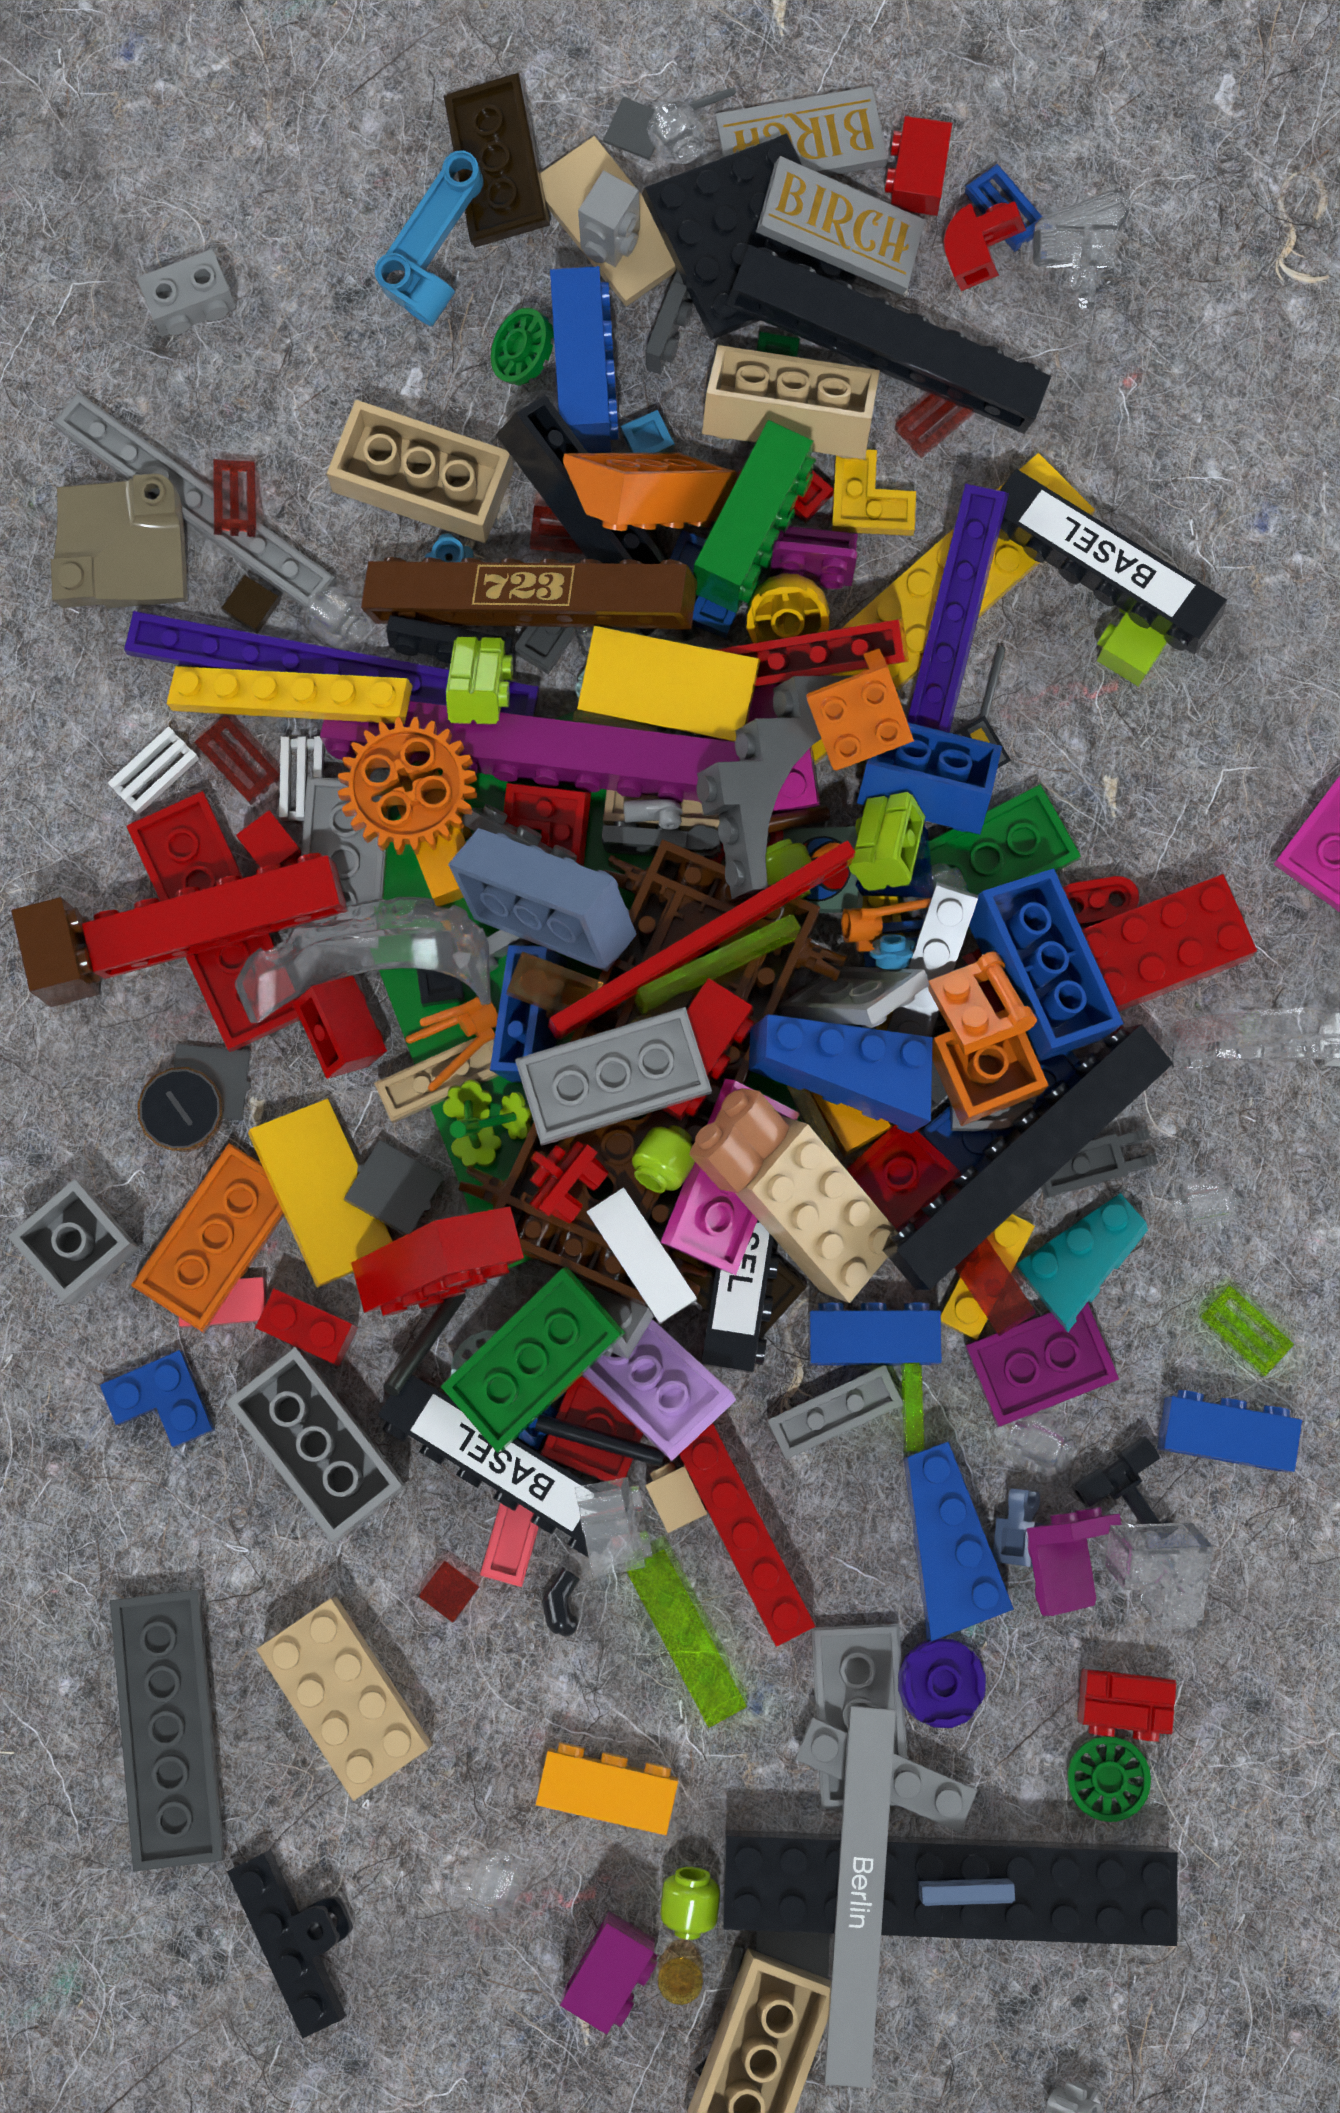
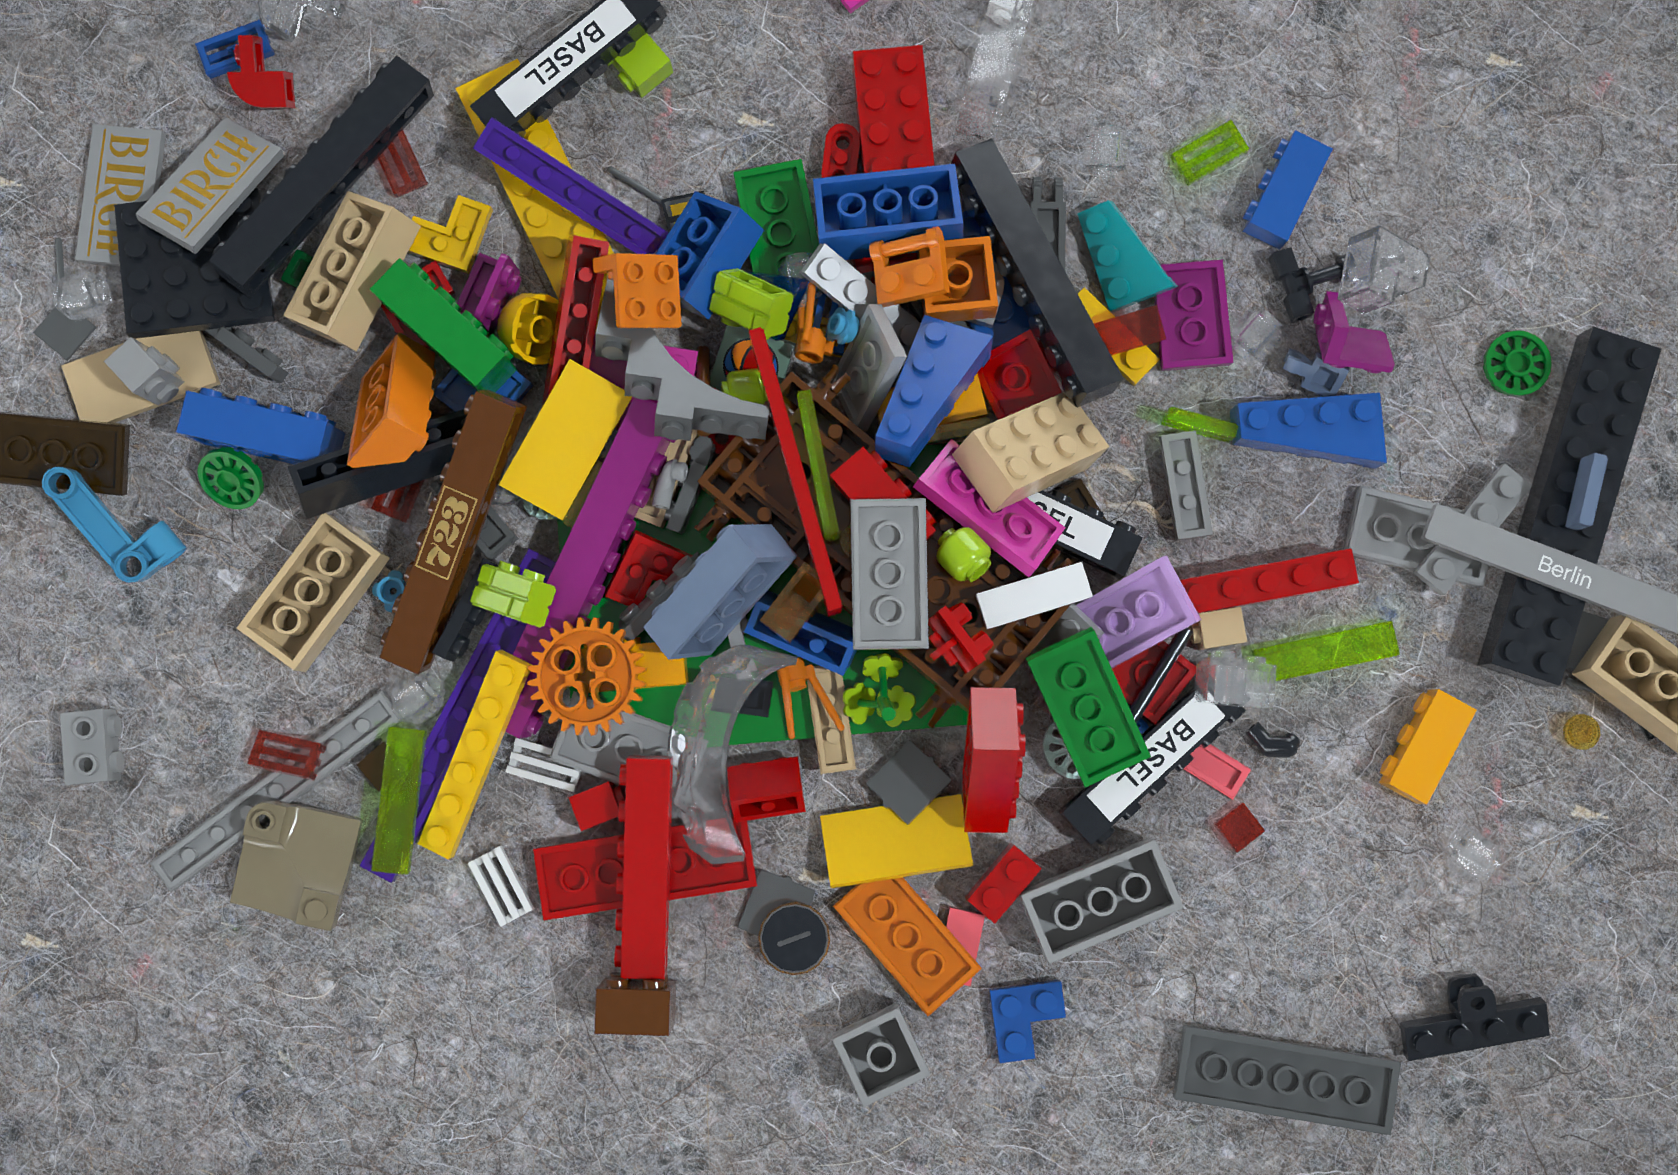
camera: 75 degrees left, 5 degrees up
(216, 630) = (399, 800): none -> clear neon green tile
(260, 785) = (541, 800): clear red tile -> none
(344, 1697) = (1302, 931): tan brick -> none
(422, 1344) = (1045, 794): pearl dark grey bar -> none
(608, 1973) = (1568, 783): magenta brick -> none
(648, 434) = (340, 397): dark azure plate -> none
(690, 1902) = (1528, 707): lime head -> none
(739, 1140) = (969, 489): nougat brick -> none
(874, 1335) = (1135, 437): blue brick -> none
(921, 165) = (176, 105): red brick -> none
(941, 1683) = (1415, 467): dark purple tile -> none
(1126, 1702) = (1467, 331): red brick -> none

